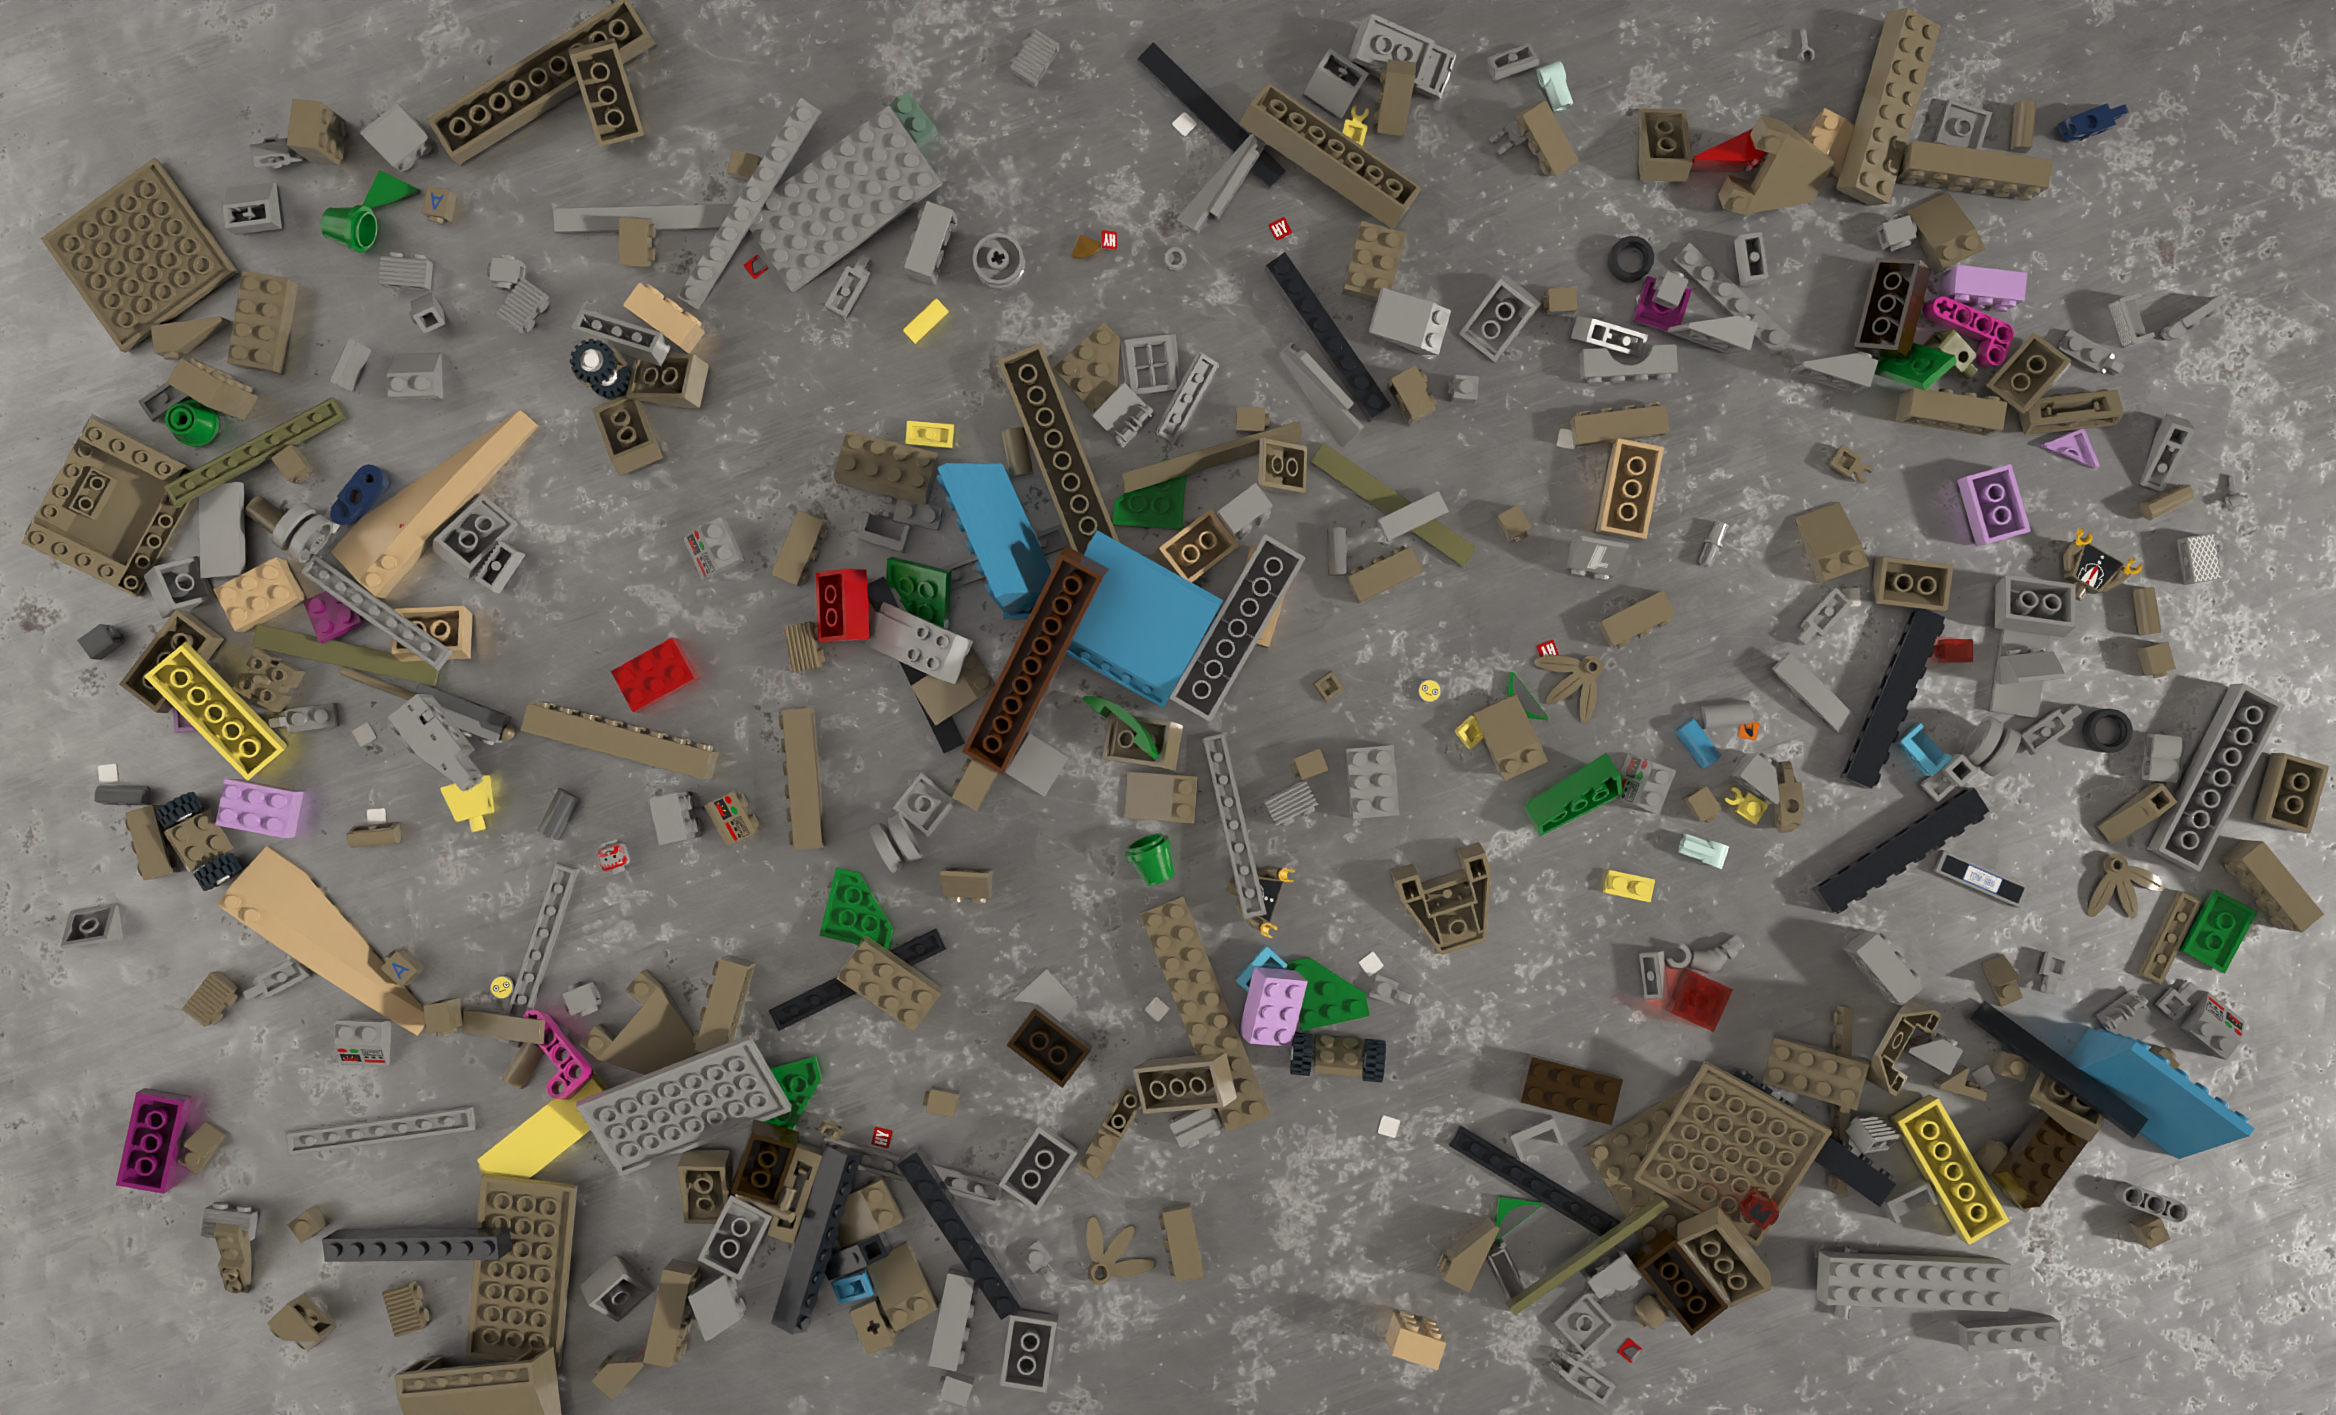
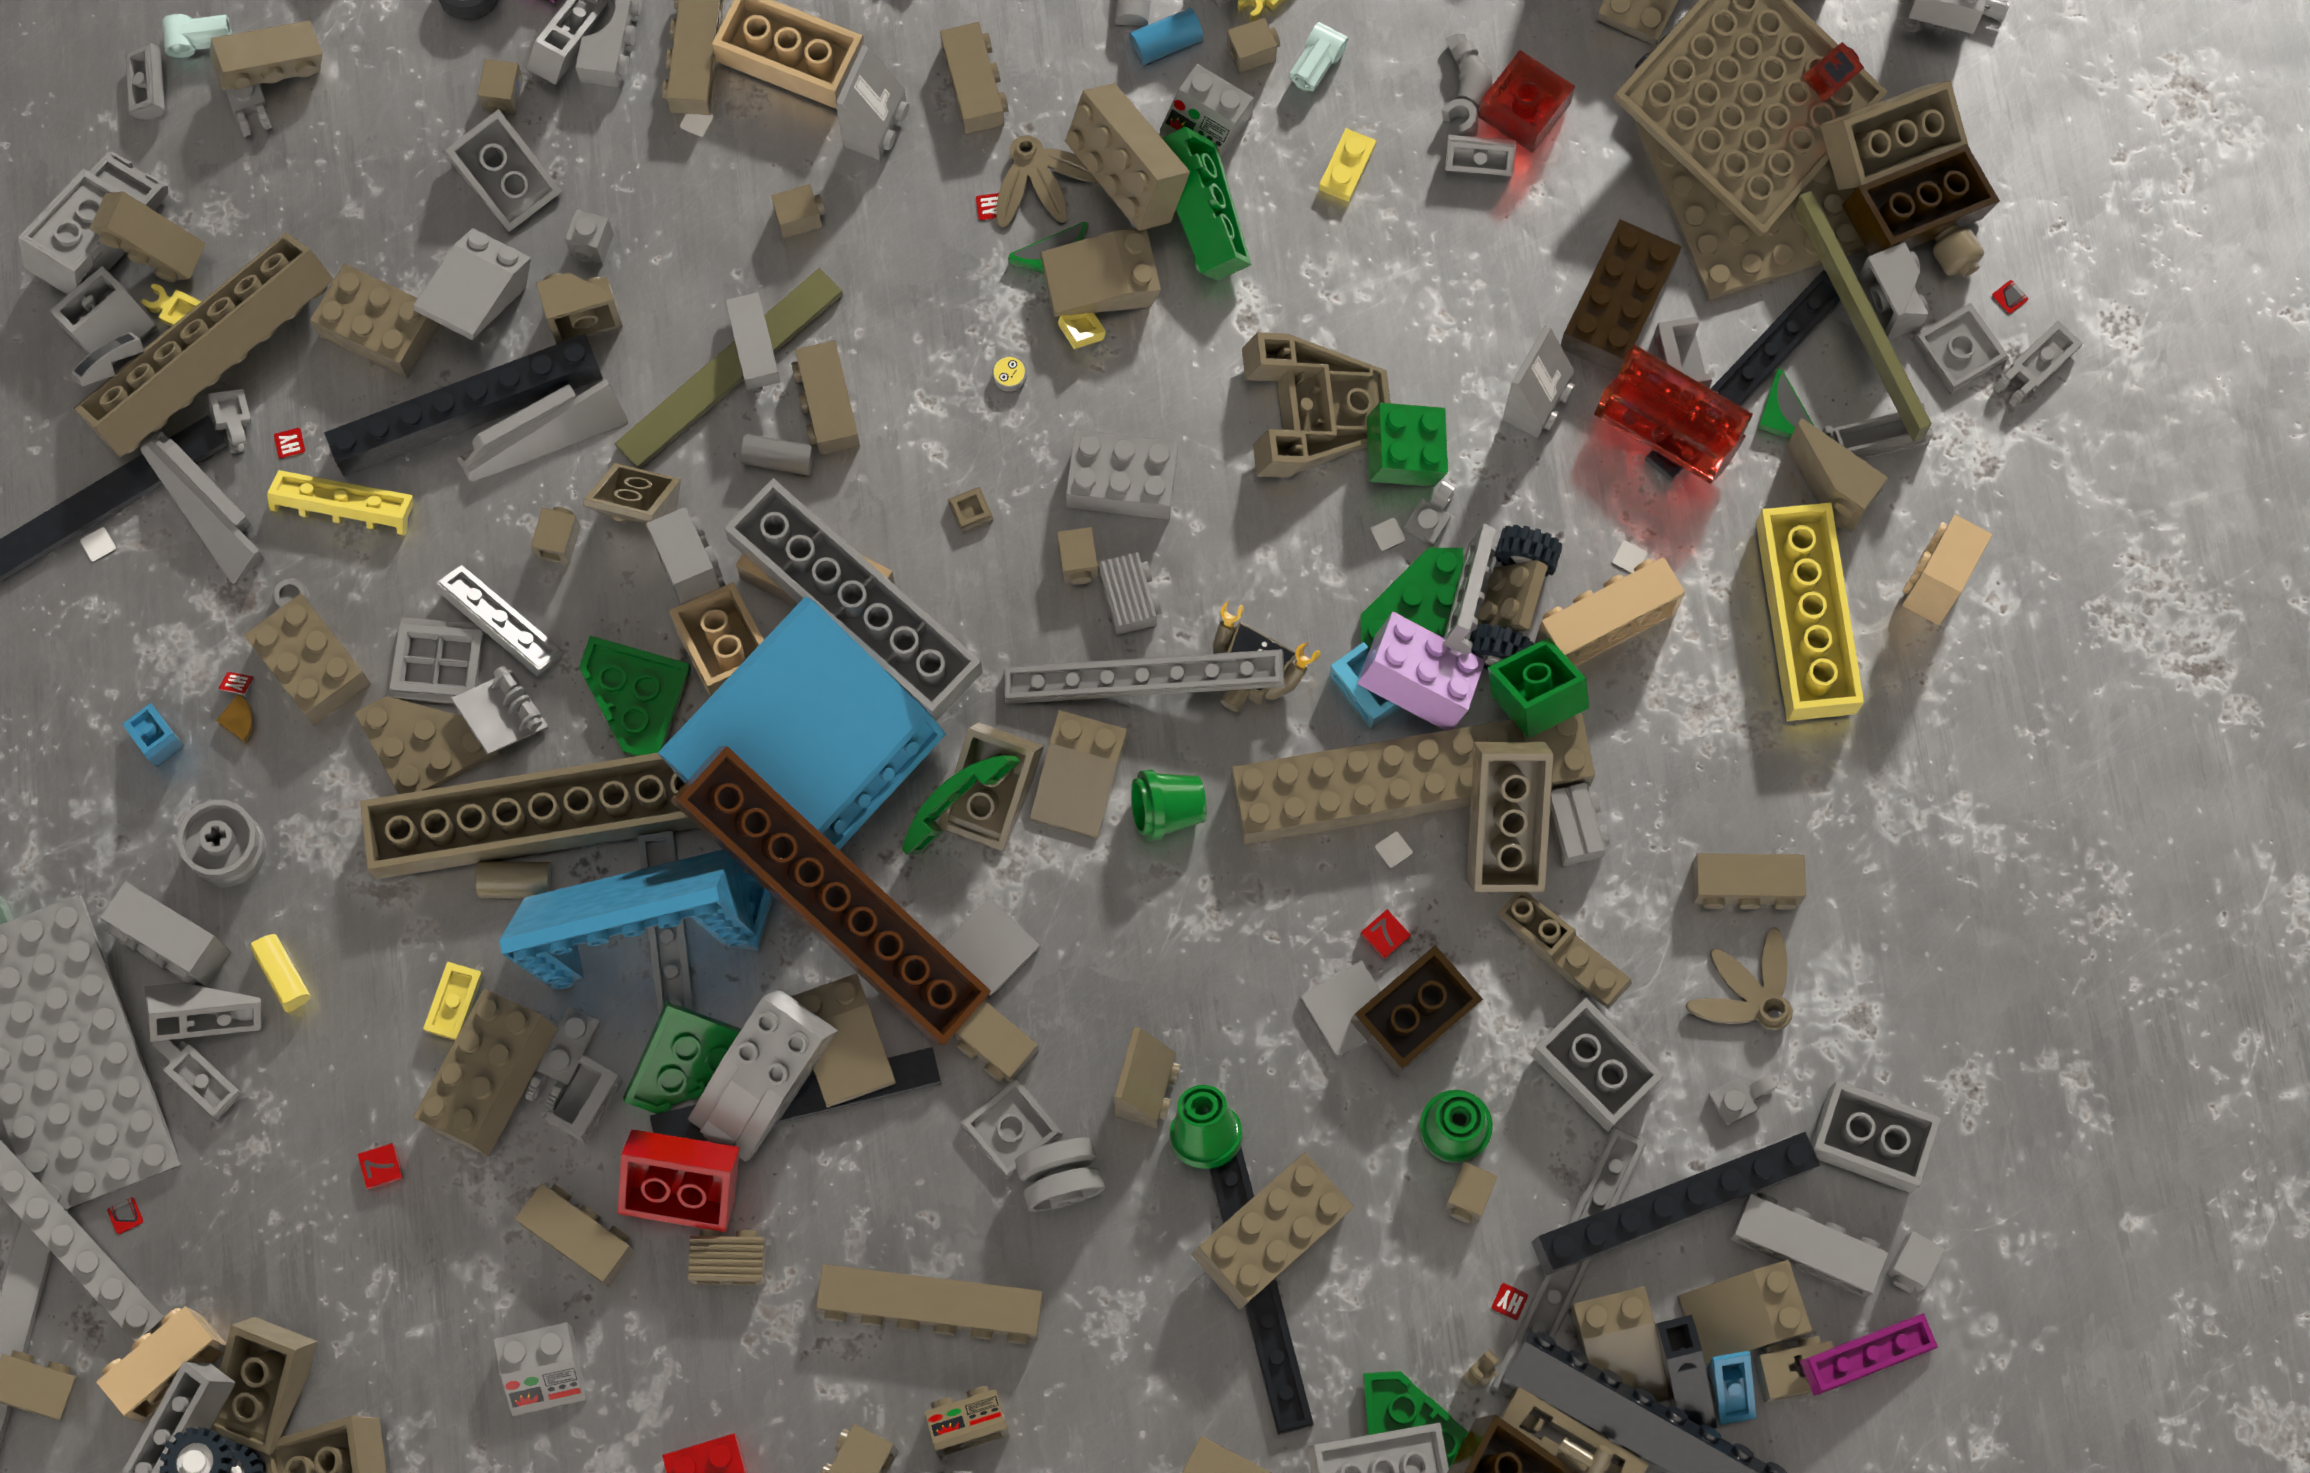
camera: 75 degrees left, 15 degrees down
(817, 416) = (380, 1166): none -> red tile
(854, 911) = (1152, 1267): green plate -> none
(887, 273) = (198, 1011): none -> light grey slope
(890, 1368) = (1868, 1354): none -> magenta tile
(934, 928) = (1205, 1128): none -> green piece
(991, 1076) = (1448, 1140): none -> green piece
(1061, 196) = (153, 735): none -> dark azure slope
(1098, 1015) = (1385, 934): none -> red tile
(1132, 282) = (307, 659): none -> dark tan brick
(1207, 457) = (594, 605): dark tan tile -> none
(1245, 273) = (340, 500): none -> light yellow hinge
(1274, 1086) = (1538, 687): none -> green brick
(1289, 185) = (230, 412): none -> light grey plate
(1301, 89) = (98, 364): none -> light grey slope
(1336, 1027) = (1468, 590): none -> light grey hinge
(1338, 1122) = (1613, 613): none -> tan brick
(1372, 1252) = (1809, 612): none -> light yellow brick
(1431, 966) = (1407, 444): none -> green brick
(1488, 1140) = (1674, 415): none -> clear red brick
(1489, 1047) = (1539, 386): none -> light grey slope
(1594, 738) = (1127, 156): none -> dark tan brick

